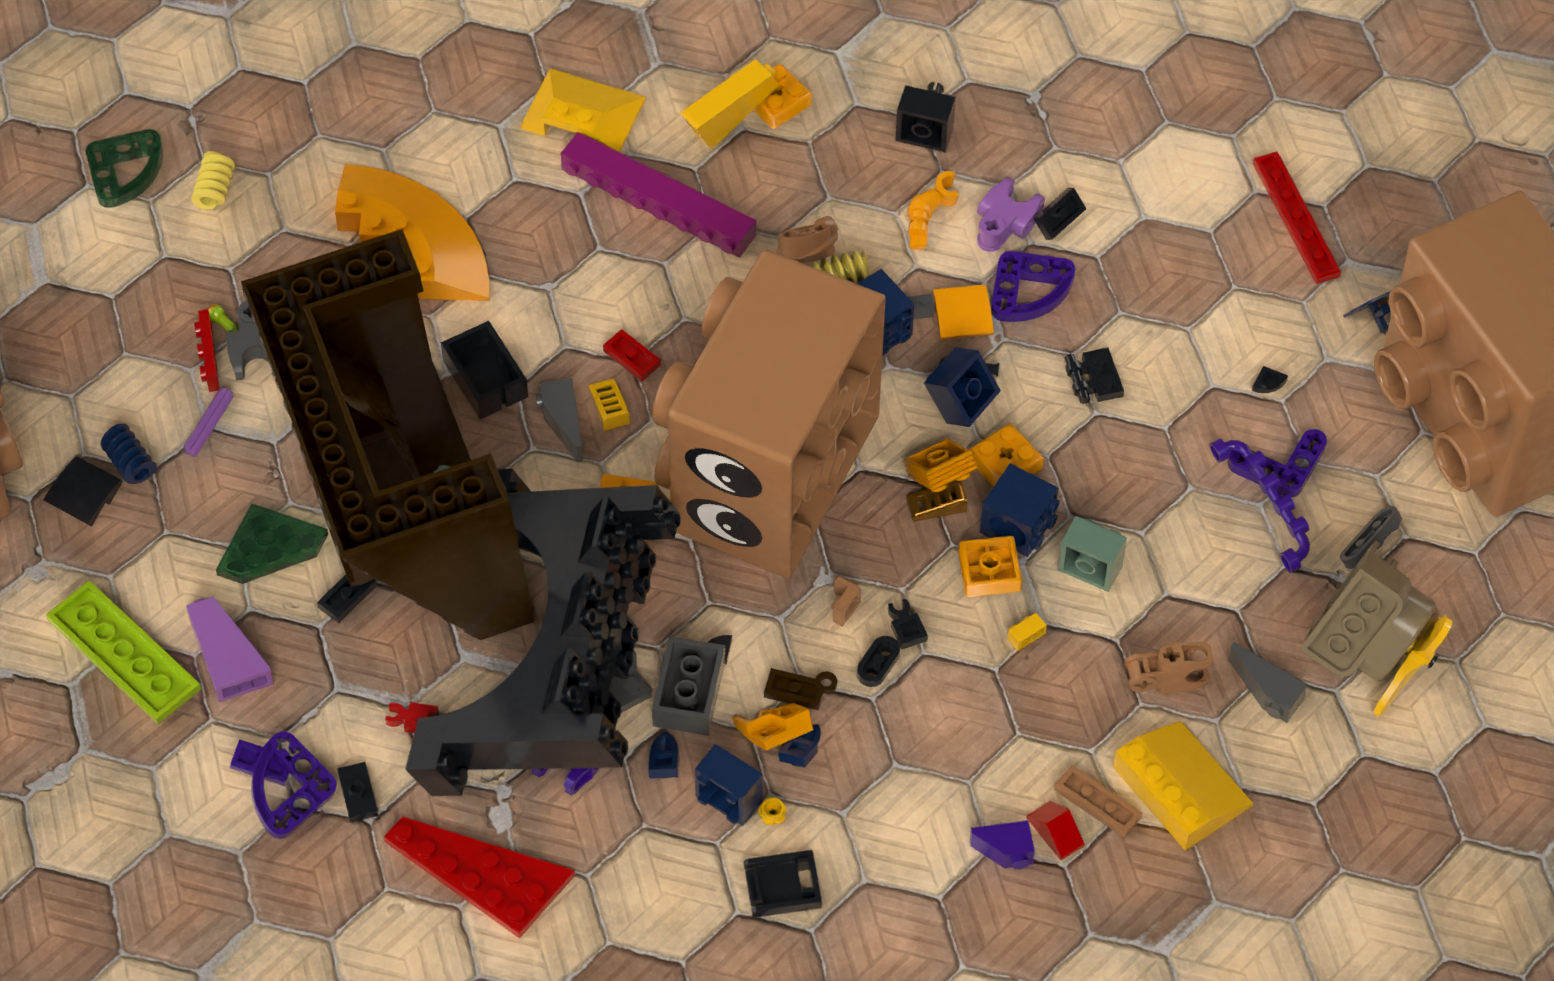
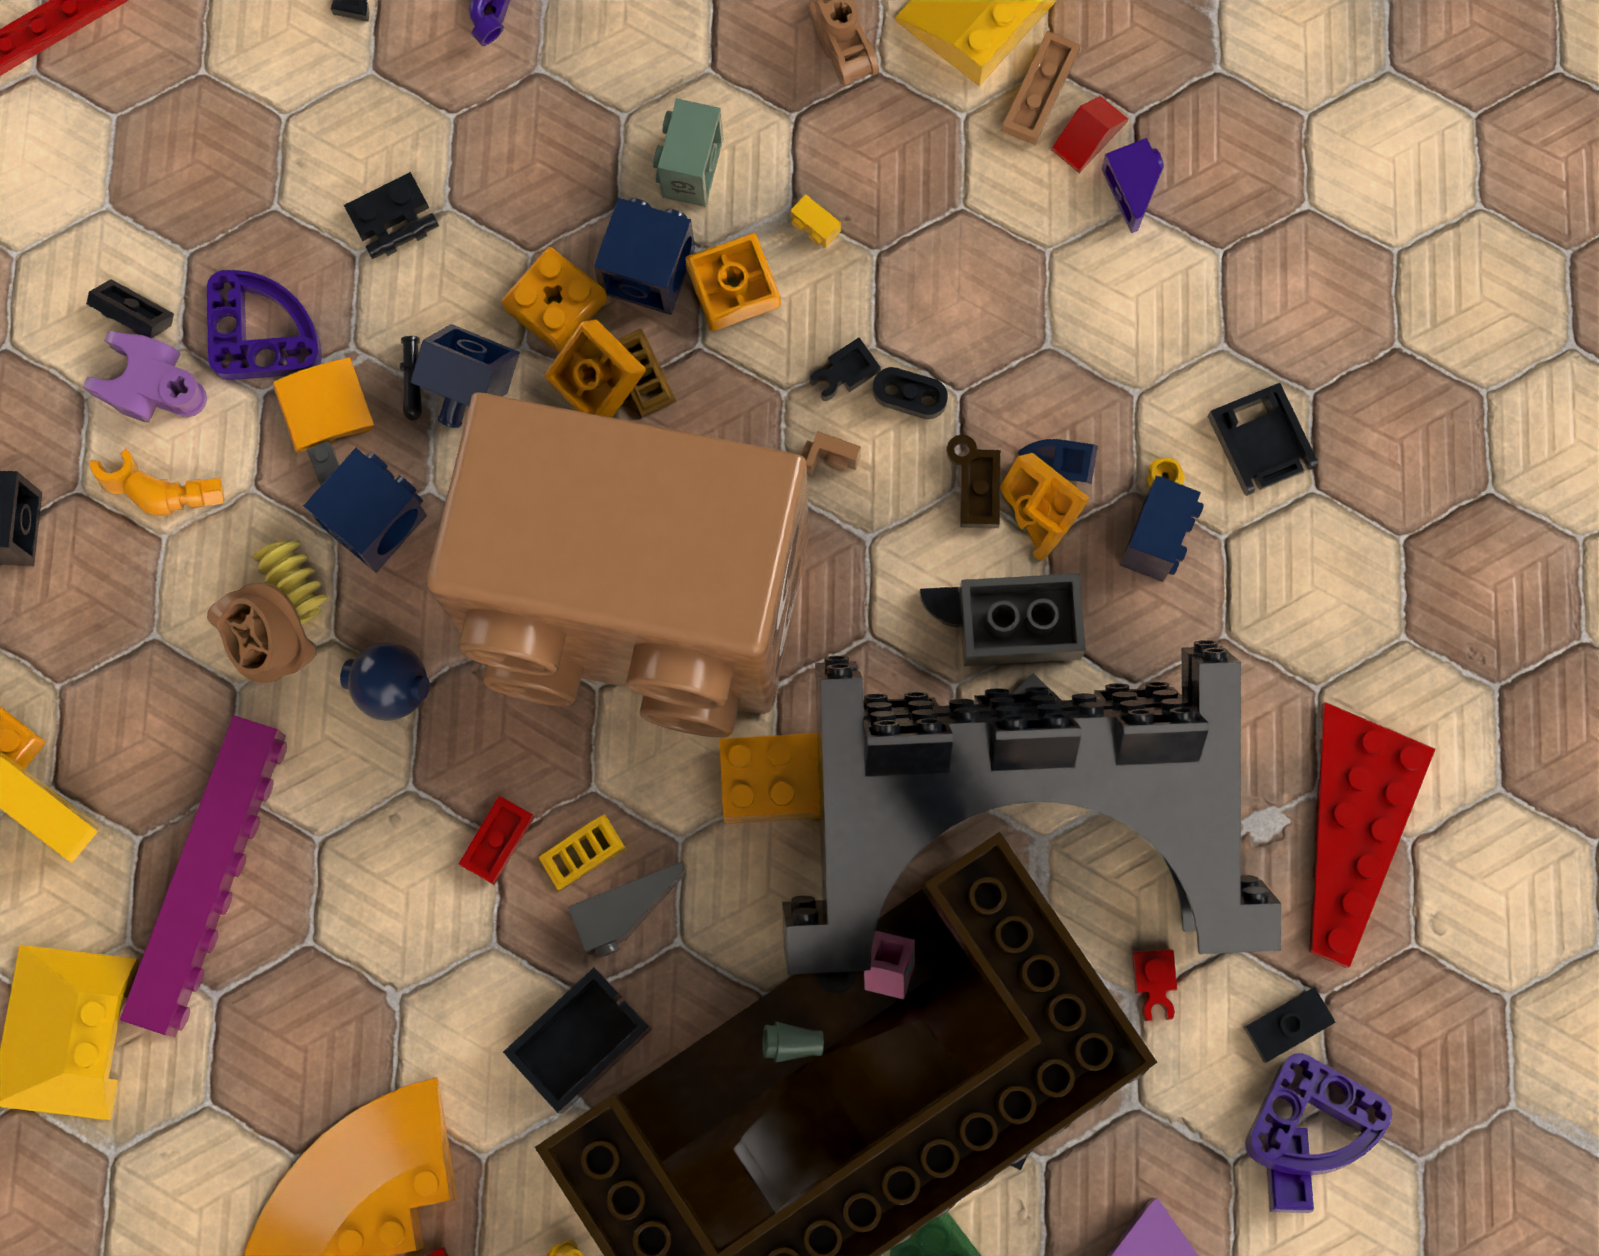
camera: 100 degrees left, 20 degrees up
(664, 757) = (1126, 630): dark blue plate -> none

